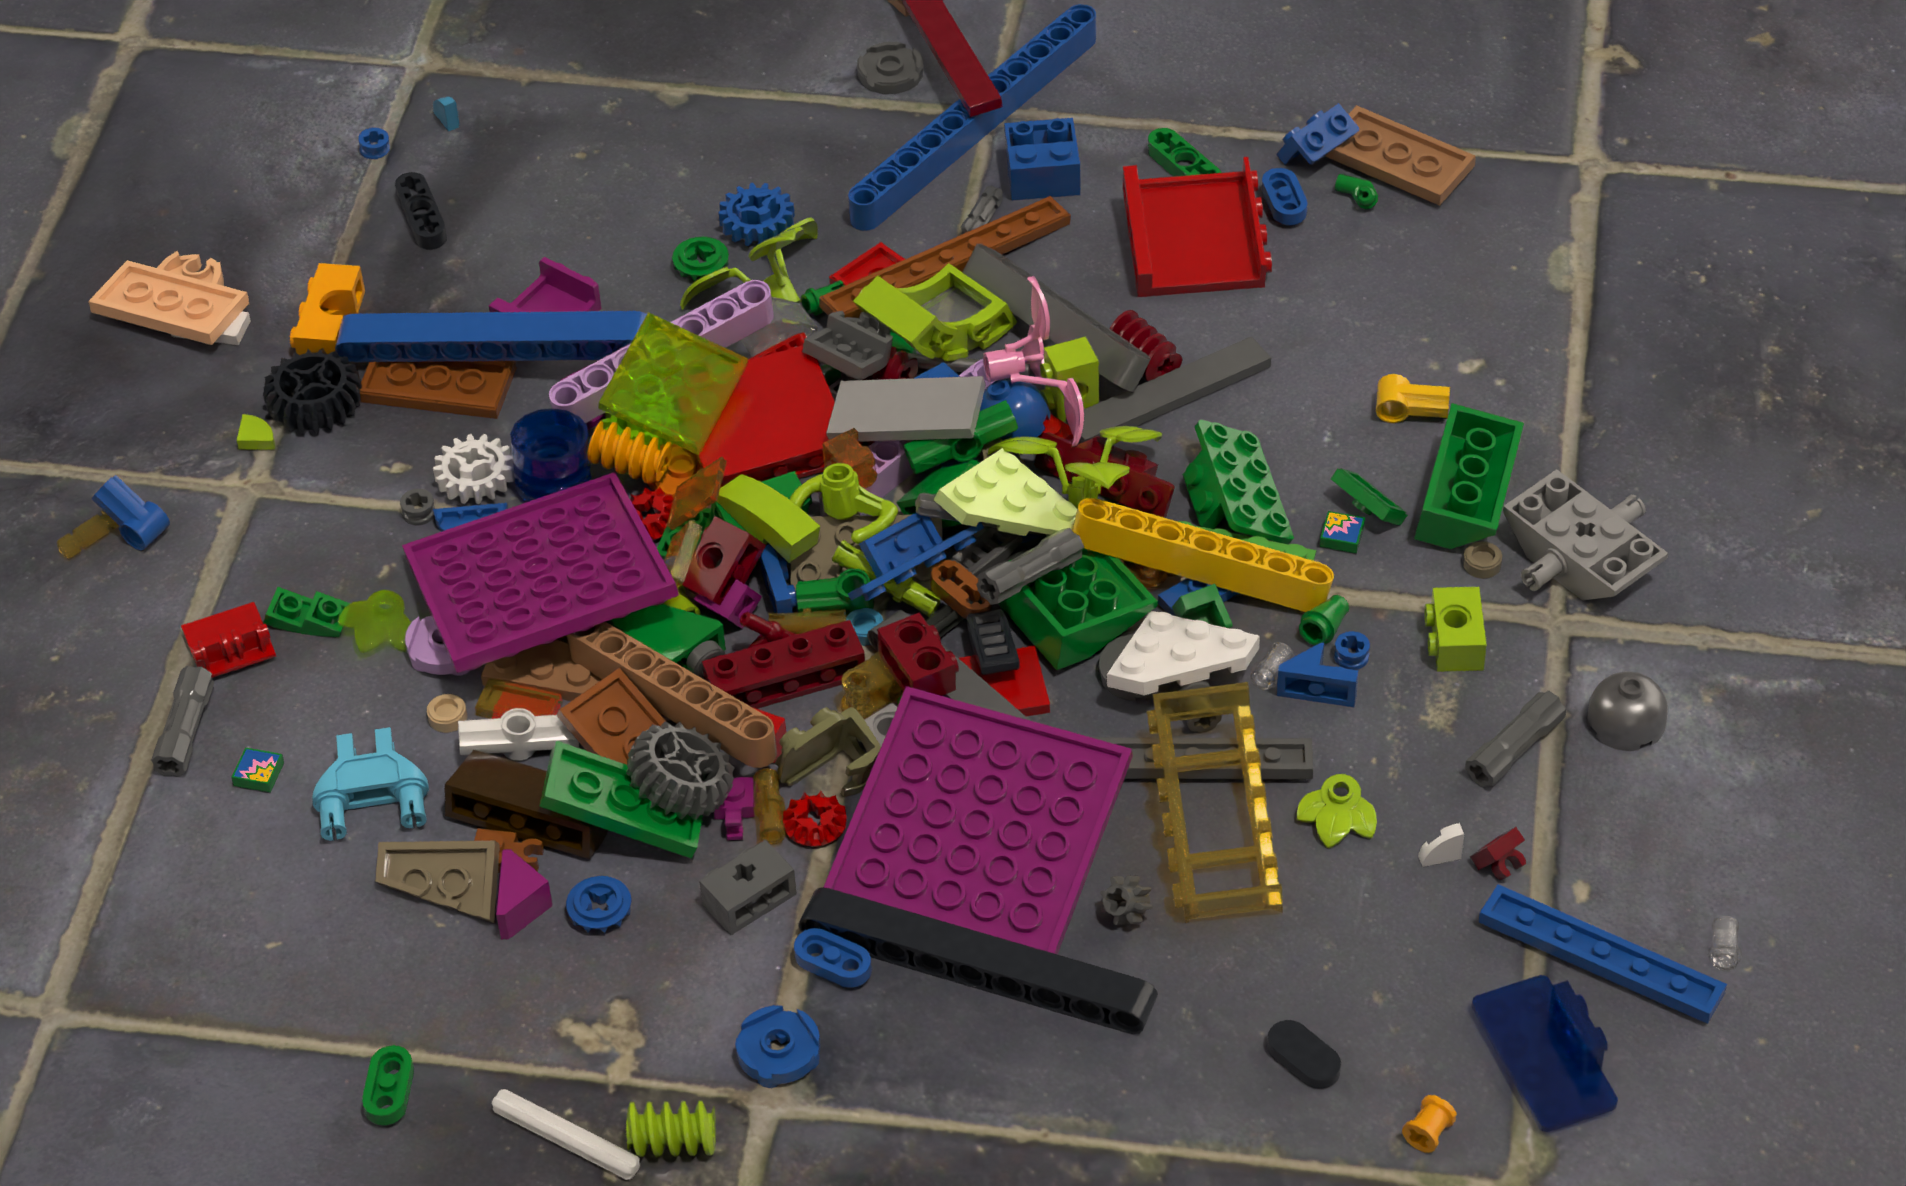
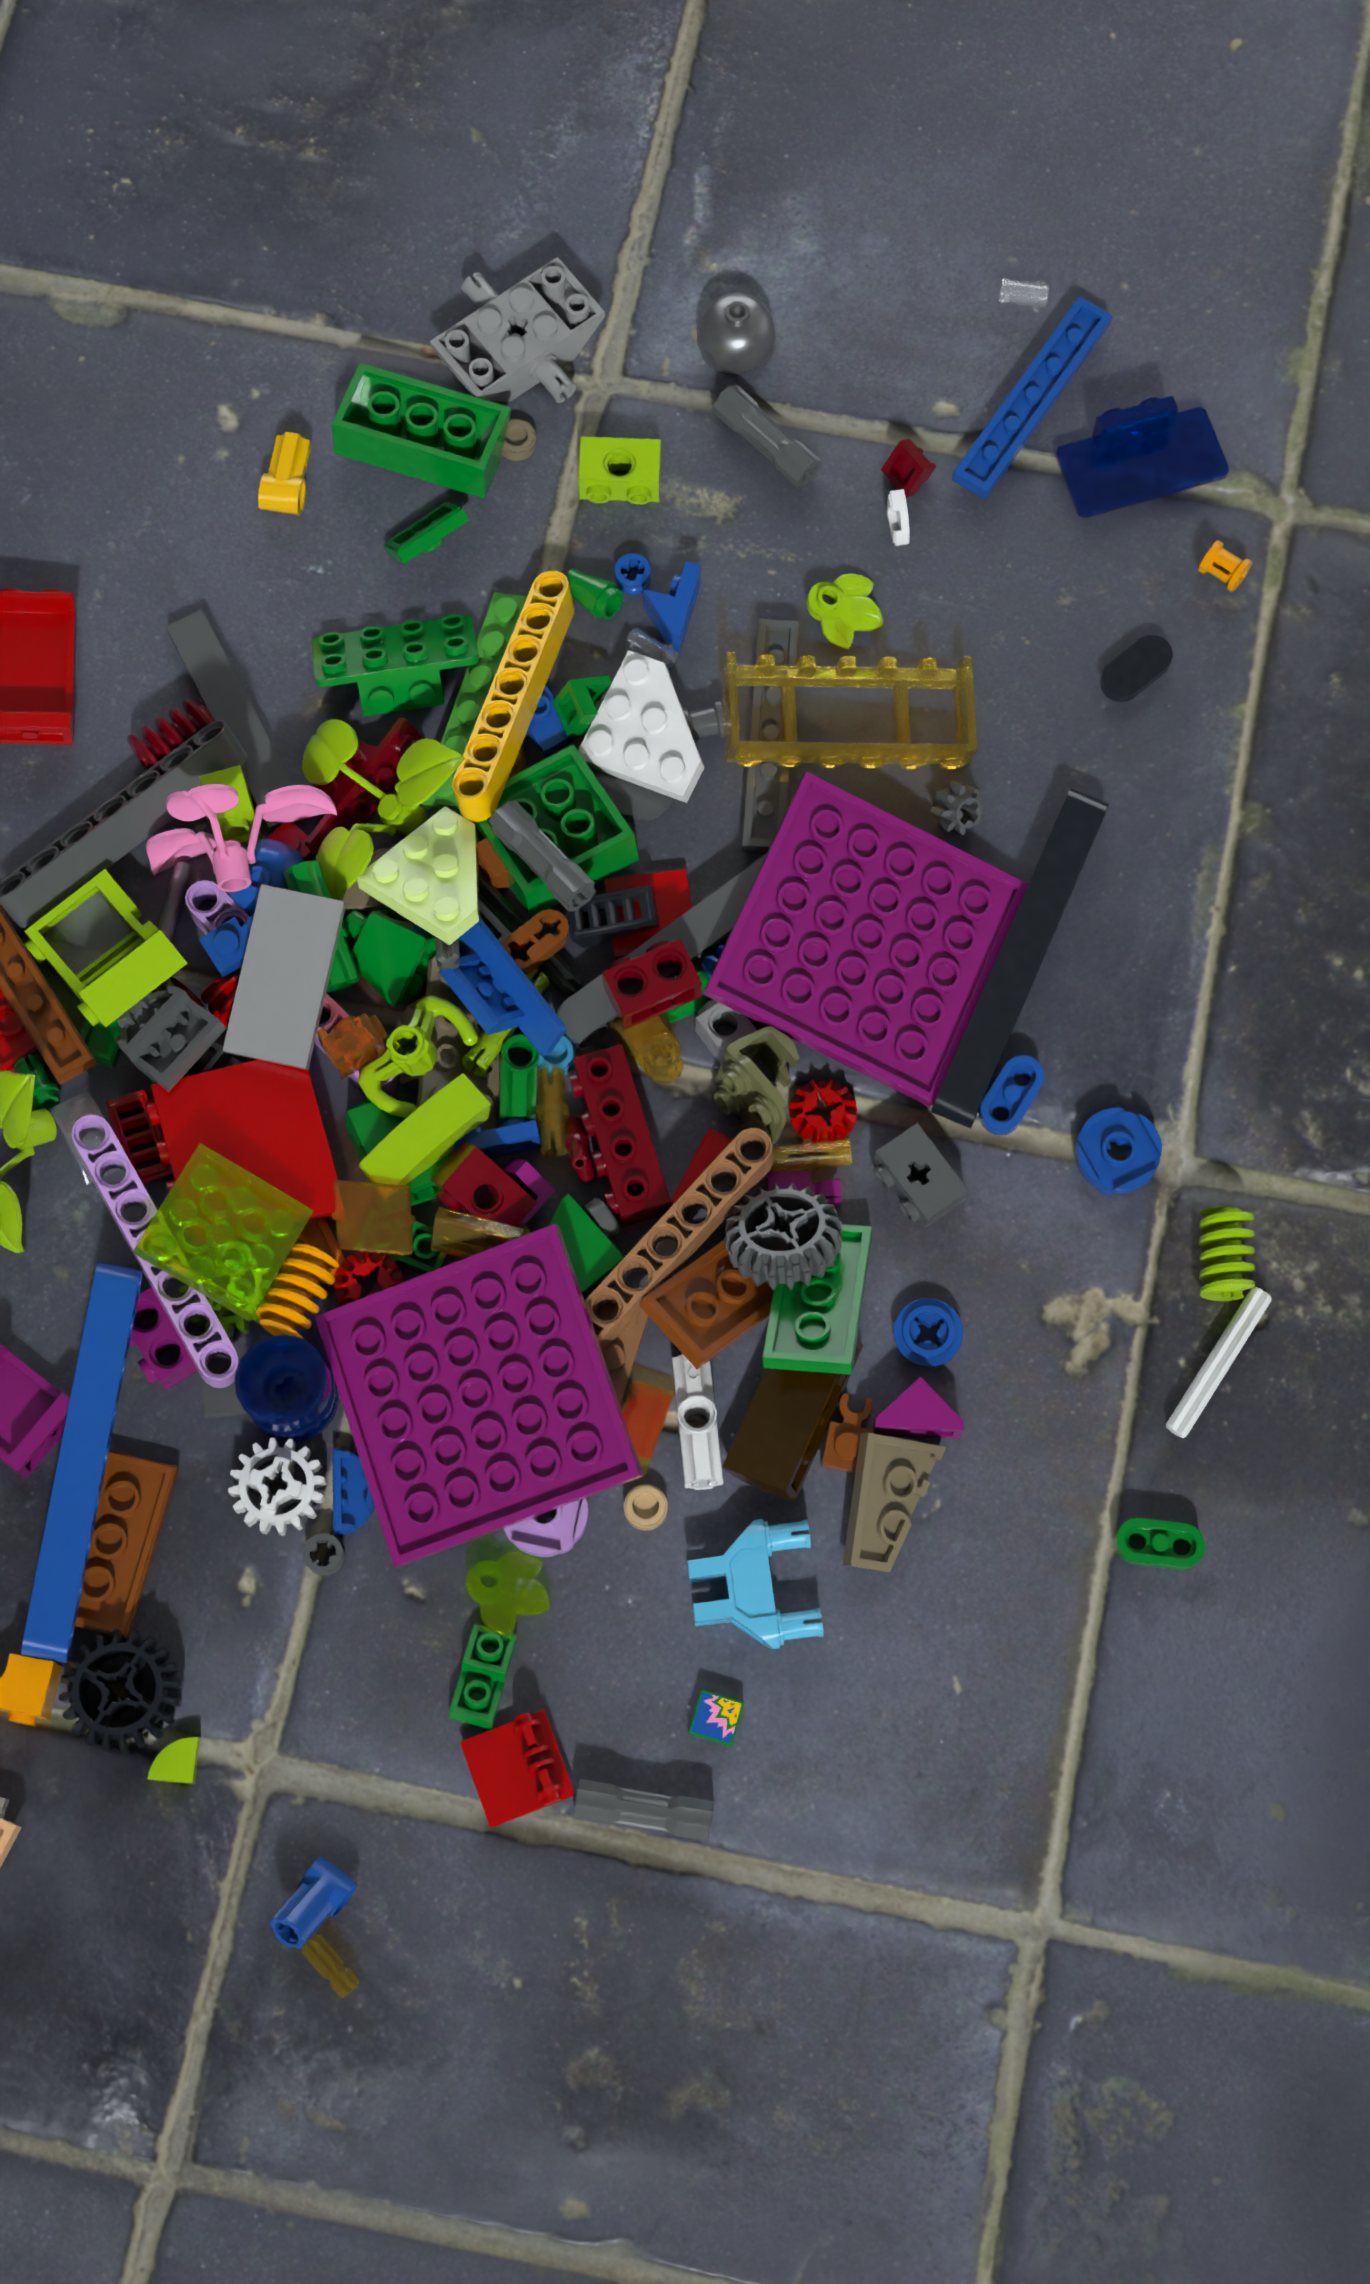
camera: 90 degrees left, 25 degrees up
(1342, 532) = (465, 566): tile -> none

